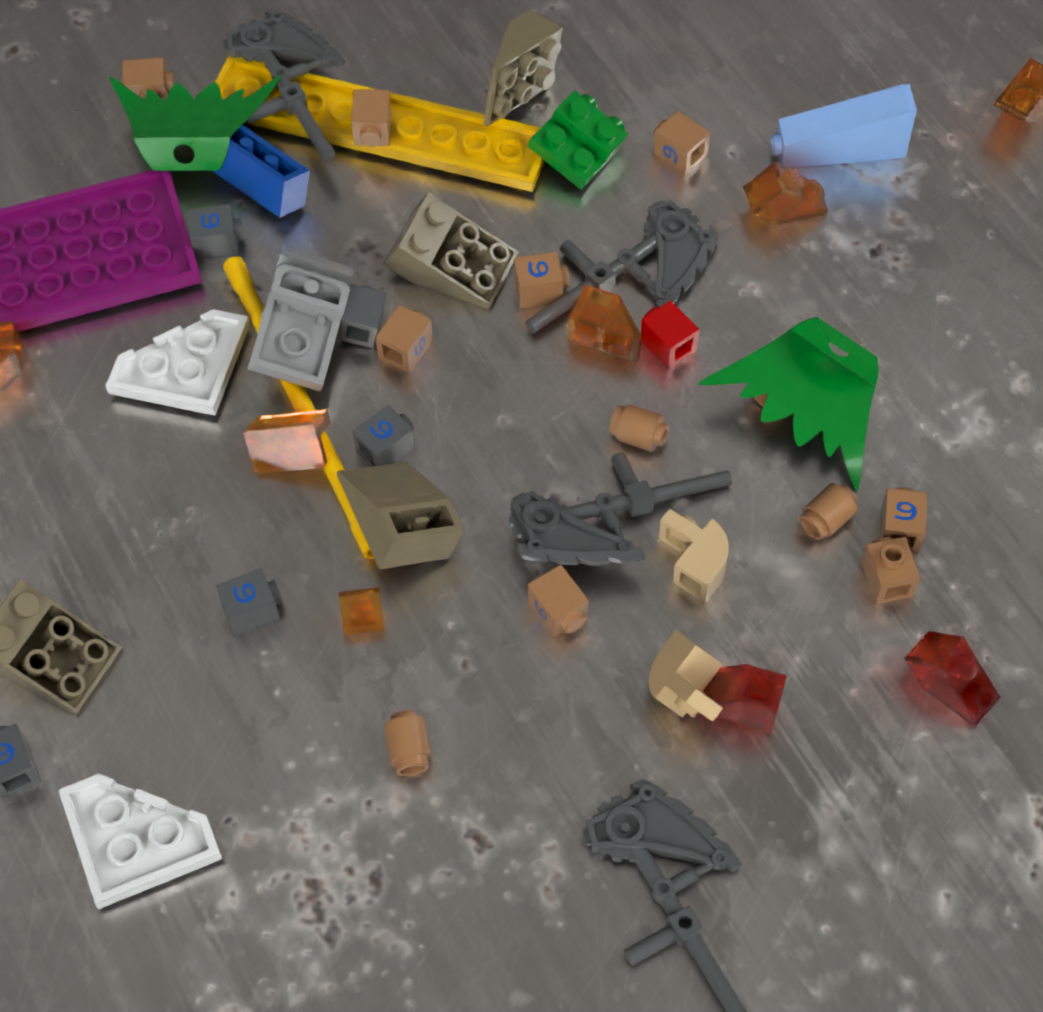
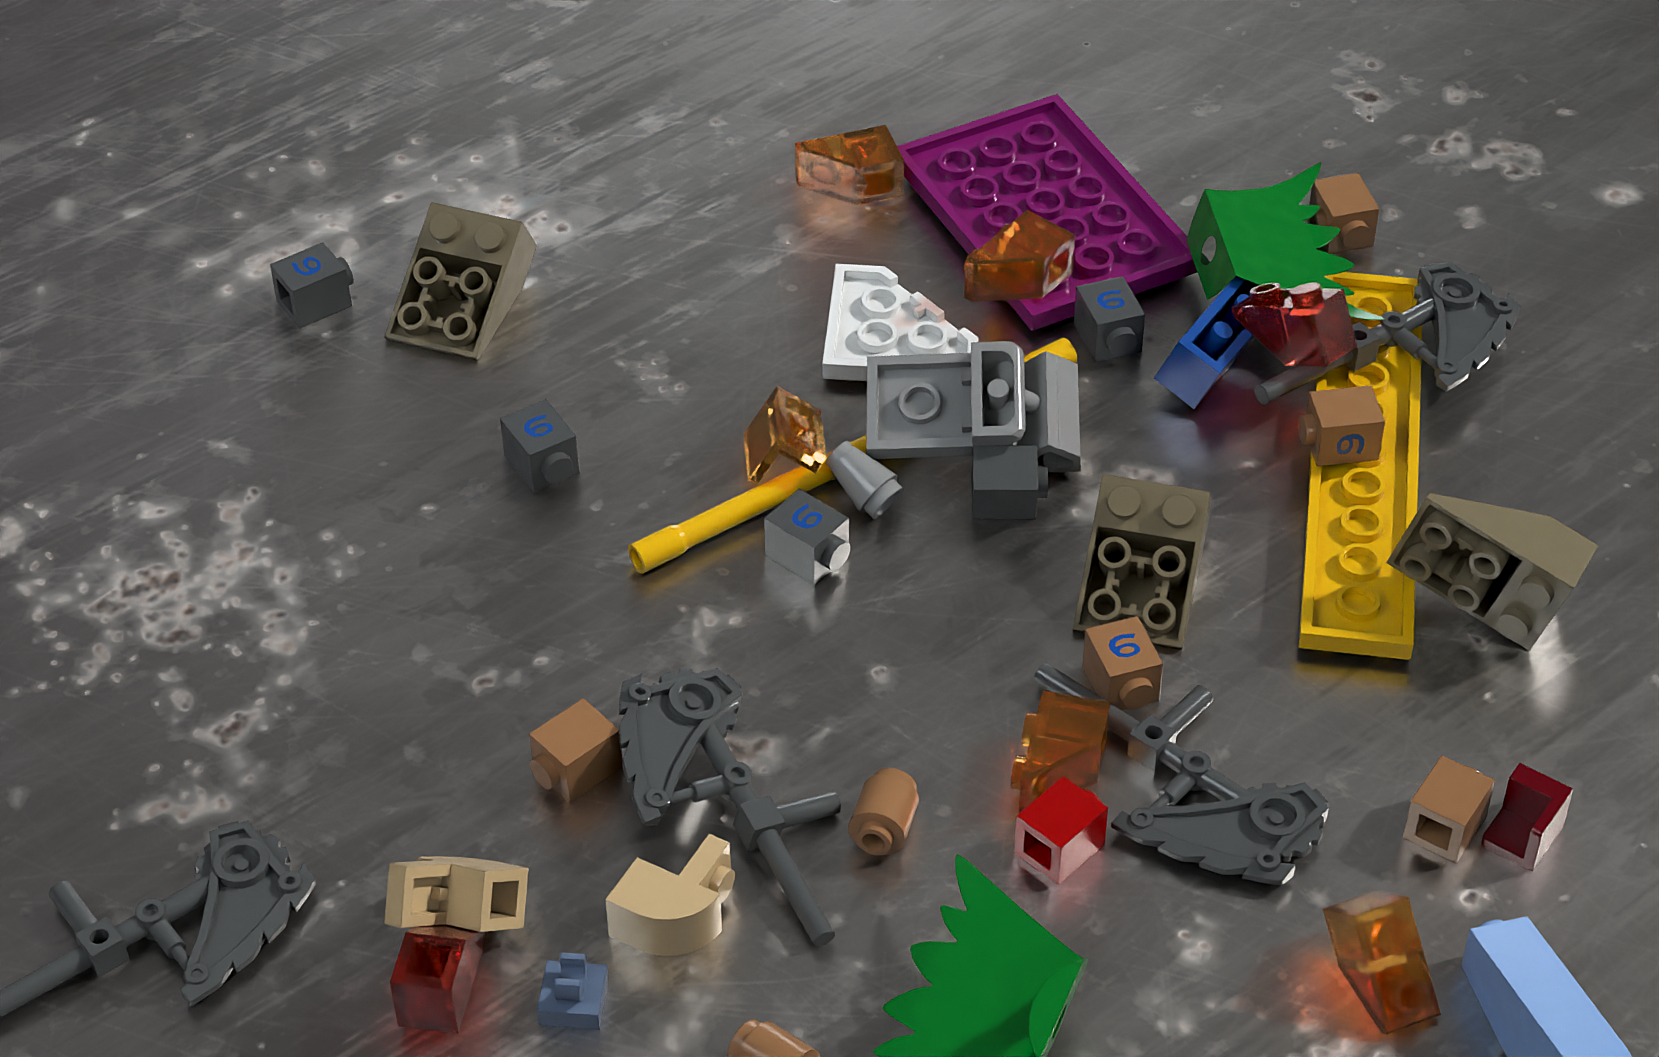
camera: 80 degrees right, 15 degrees down
(133, 838) = (220, 404): white plate -> none
(155, 261) = (1020, 261): none -> clear orange slope
(282, 116) = (1299, 322): none -> clear red slope
(341, 396) = (864, 480): none -> light grey cone
(361, 611) = (539, 553): clear orange plate -> none
(401, 514) = (683, 556): dark tan slope -> none
(404, 338) = (981, 533): medium nougat brick -> none
(407, 743) = (353, 626): medium nougat brick -> none
(578, 139) = (1402, 674): green plate -> none
(695, 103) = (1529, 817): none -> dark red panel
(757, 625) = (573, 993): none -> sand blue tile

